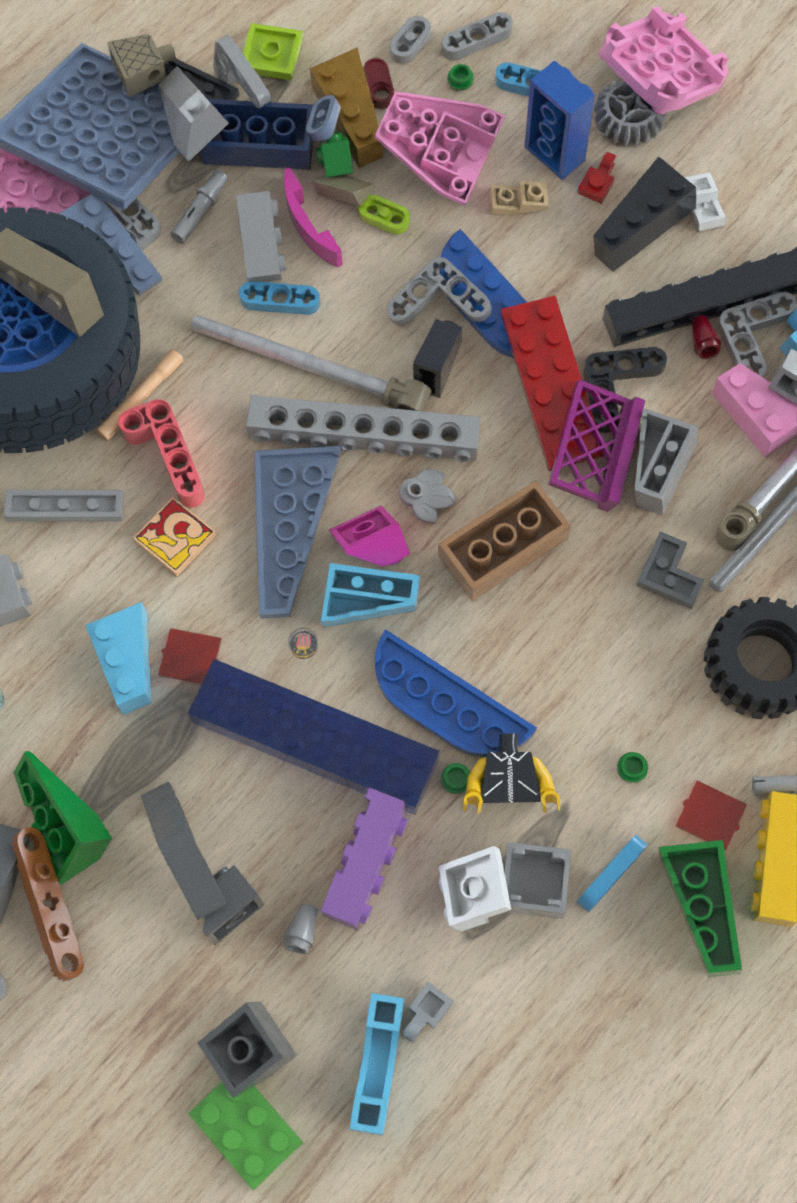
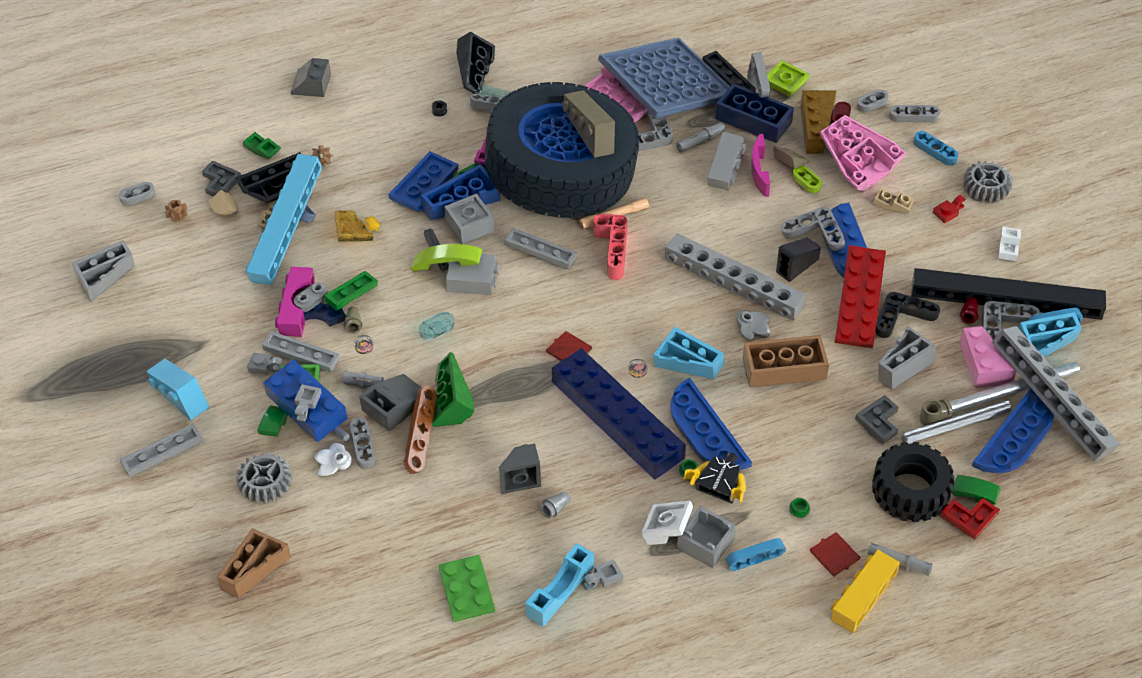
camera: 25 degrees right, 20 degrees down
(99, 218) = (647, 150): sand blue wing -> none
(123, 653) = (532, 330): medium azure wedge -> none
(139, 62) = (705, 54): dark tan torso -> none
(174, 536) = (594, 288): tile -> none
(181, 851) = (509, 427): dark grey beam -> none
(189, 114) = (719, 87): light grey wedge -> none
(246, 1048) = (490, 544): dark grey slope -> none
(288, 306) = (733, 202): dark azure beam -> none
(289, 506) = (665, 301): sand blue wing -> none
(323, 118) = (795, 114): sand blue plate -> none
(335, 155) = (793, 137): green brick -> none
(365, 859) = (612, 481): medium lavender wedge -> none
(372, 537) = (709, 331): dark pink slope -> none
(406, 396) = (760, 264): flat silver piece -> none
(460, 77) = (892, 129): green plate -> none
(558, 119) = (935, 162): blue brick -> none
(621, 446) = (878, 348): magenta fence -> none
(644, 214) = (965, 234): black wedge -> none
(663, 61) = (1021, 161): bright pink plate -> none
(704, 896) = (805, 587): green wedge -> none

